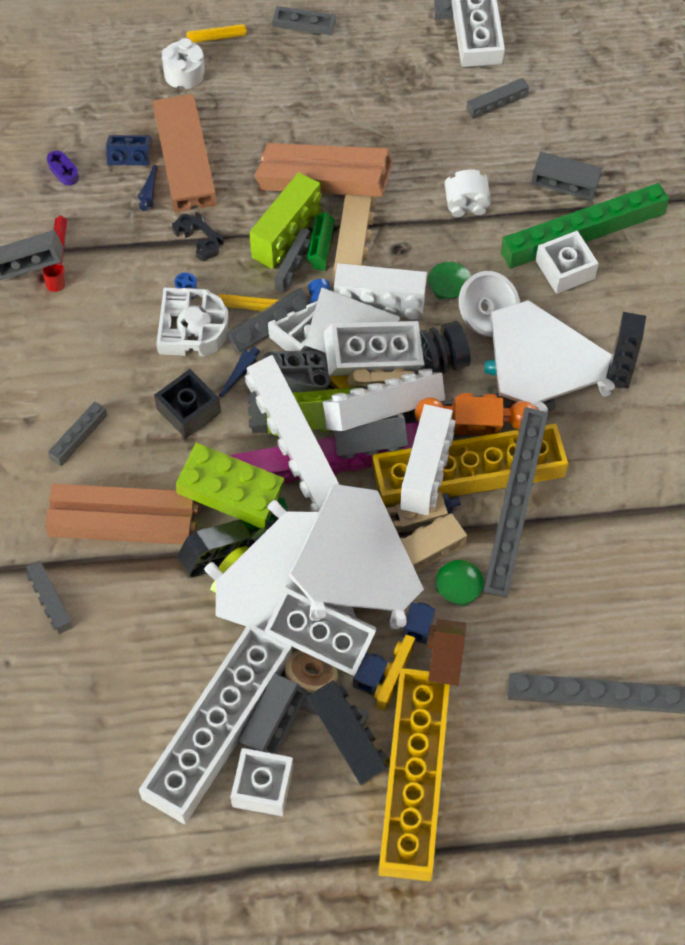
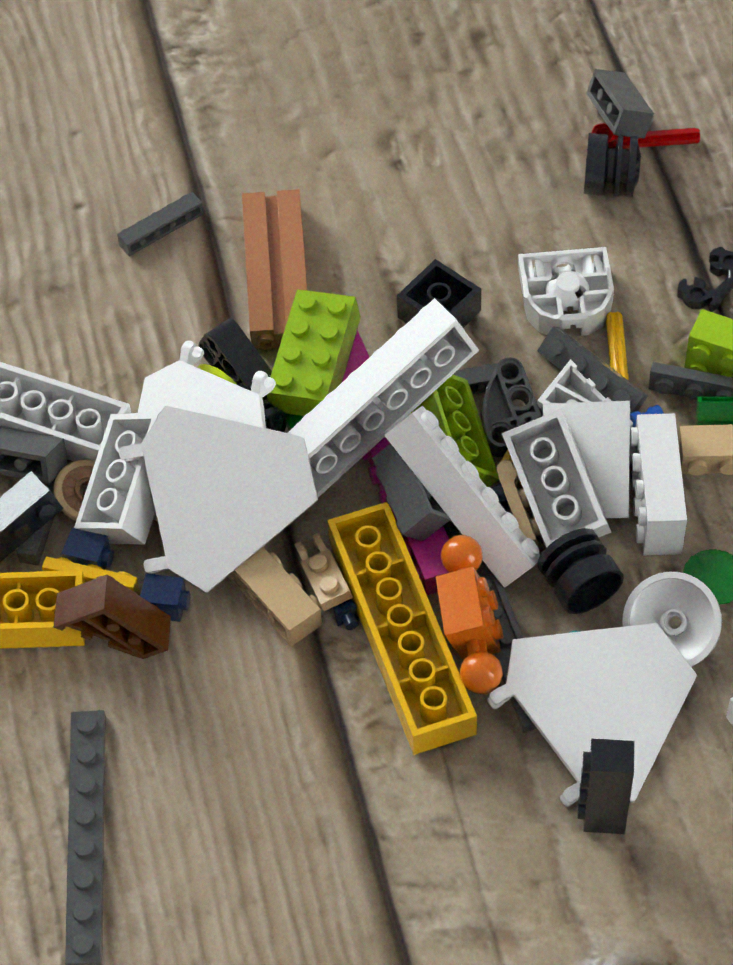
camera: 85 degrees right, 5 degrees down
(77, 433) = (383, 209): dark grey piece -> none
(86, 271) = (611, 165): none -> black wheel
(184, 280) = (625, 277): blue wheel -> none
(246, 359) = (525, 356): dark blue piece -> none
(427, 460) = (371, 547): white brick -> none
(459, 582) = (231, 641): green dish -> none
(515, 502) = (344, 676): dark grey plate -> none

